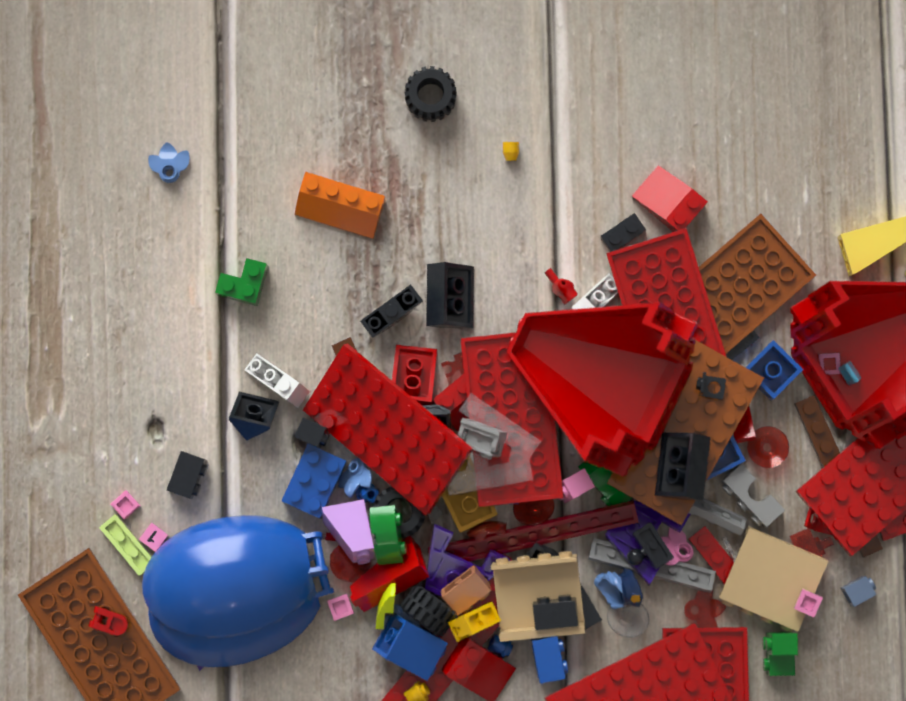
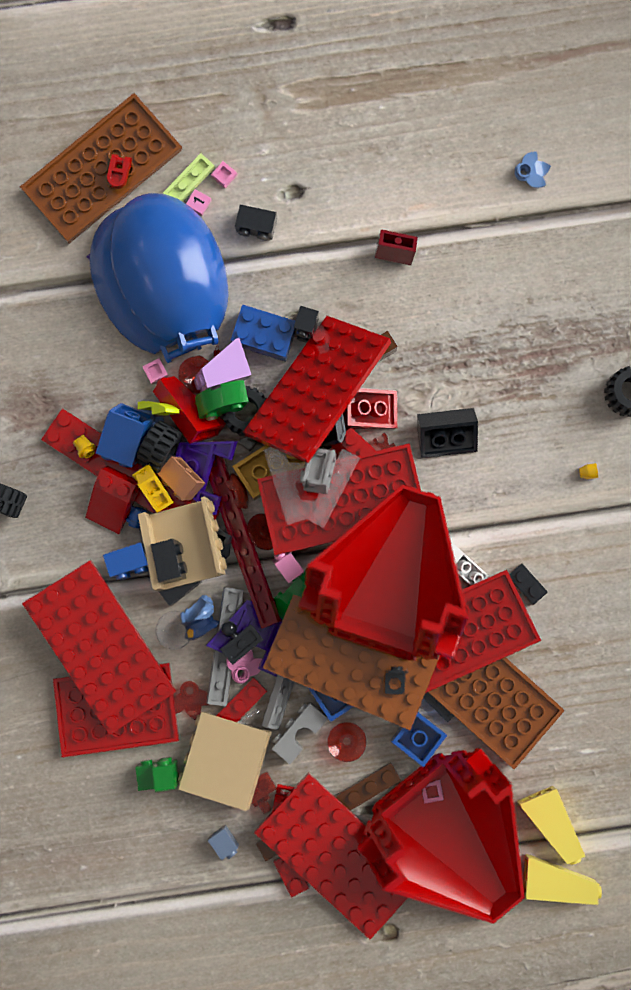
camera: 85 degrees right, 0 degrees up
(238, 324) = (396, 247): none -> dark red brick
(248, 287) = (432, 253): green brick -> none
(252, 414) = (317, 270): black slope -> none
(277, 380) = (349, 290): white slope -> none
(339, 205) = (516, 323): orange slope -> none
(354, 476) = (273, 369): medium blue plate -> none
(367, 494) = (263, 377): blue hose -> none
(392, 311) = (425, 381): black slope -> none
(561, 287) = (469, 533): red piece -> none
(669, 199) = (565, 623): slope -> none
(682, 466) = (317, 662): black slope -> none
(745, 429) = (360, 718): red plate -> none
(808, 603) = (204, 796): bright pink plate -> none
(849, 373) = (425, 812): medium azure slope -> none

